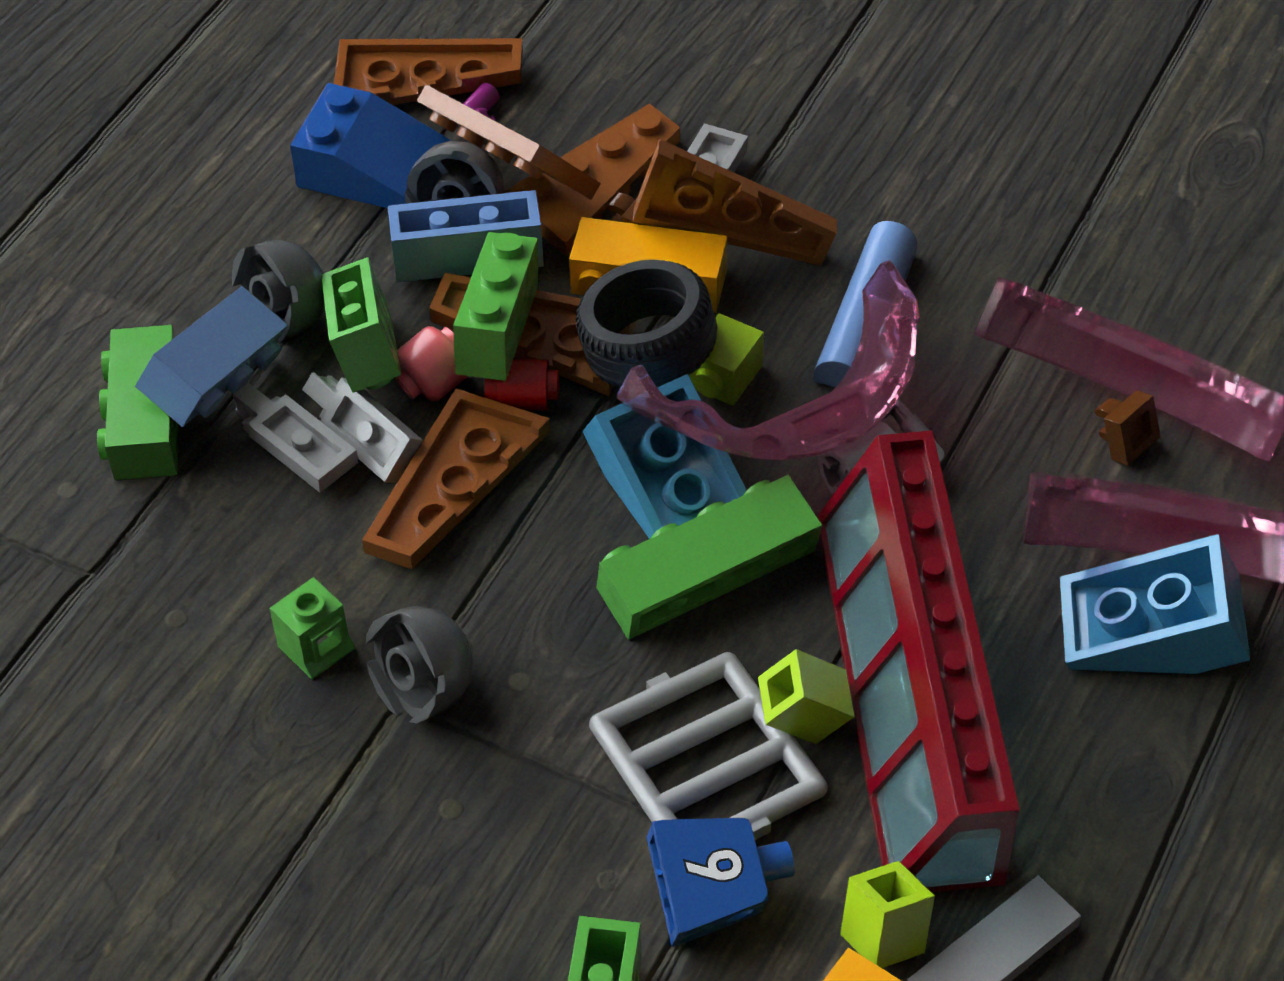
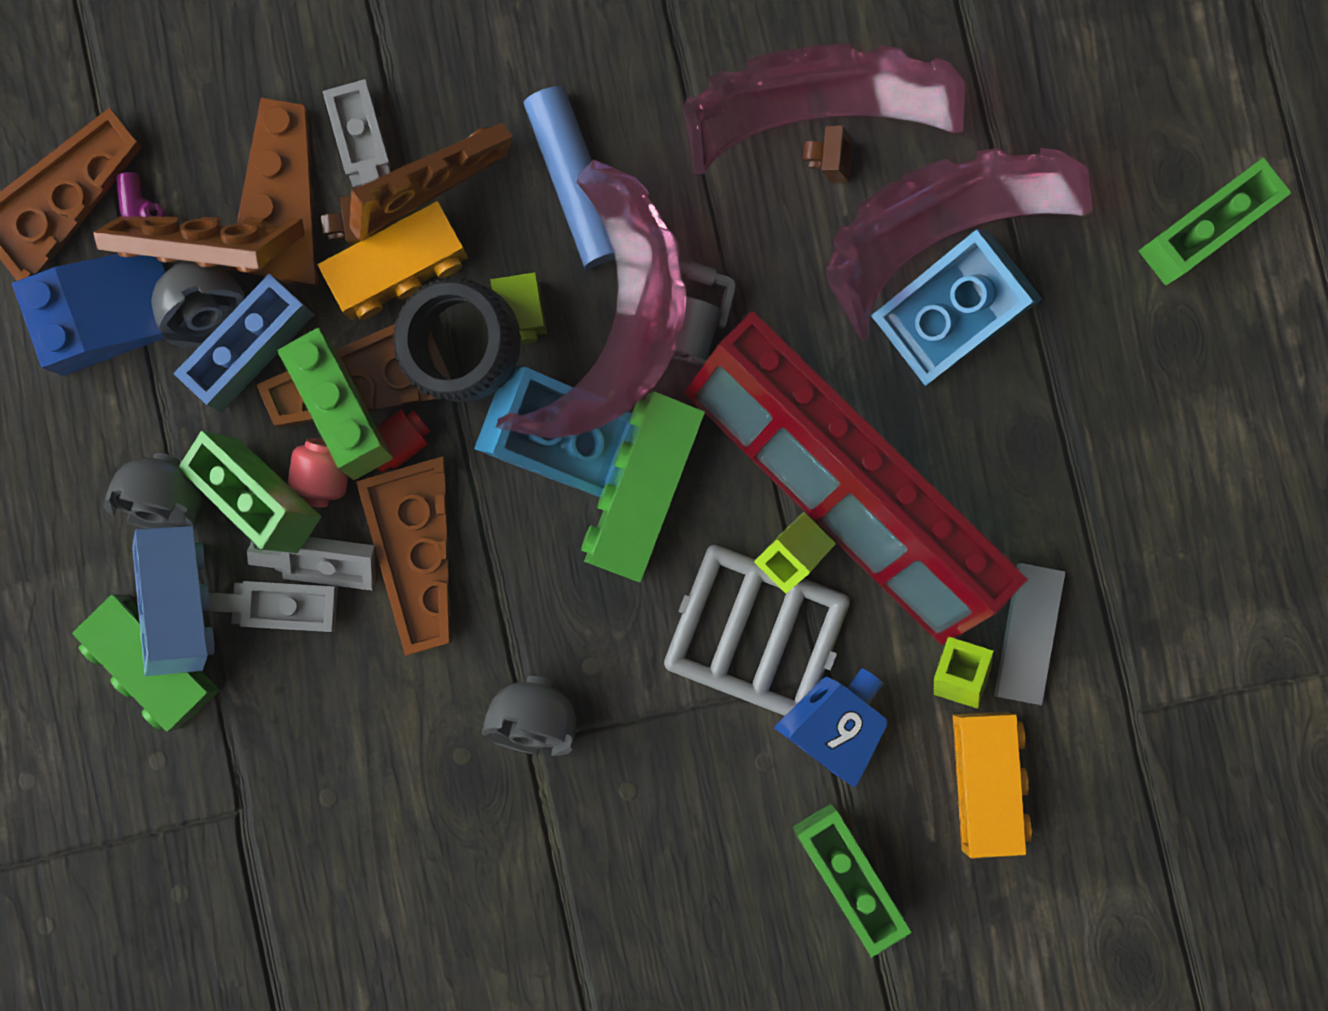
camera: 40 degrees left, 35 degrees up
(306, 618) = (435, 748): bright green window -> none

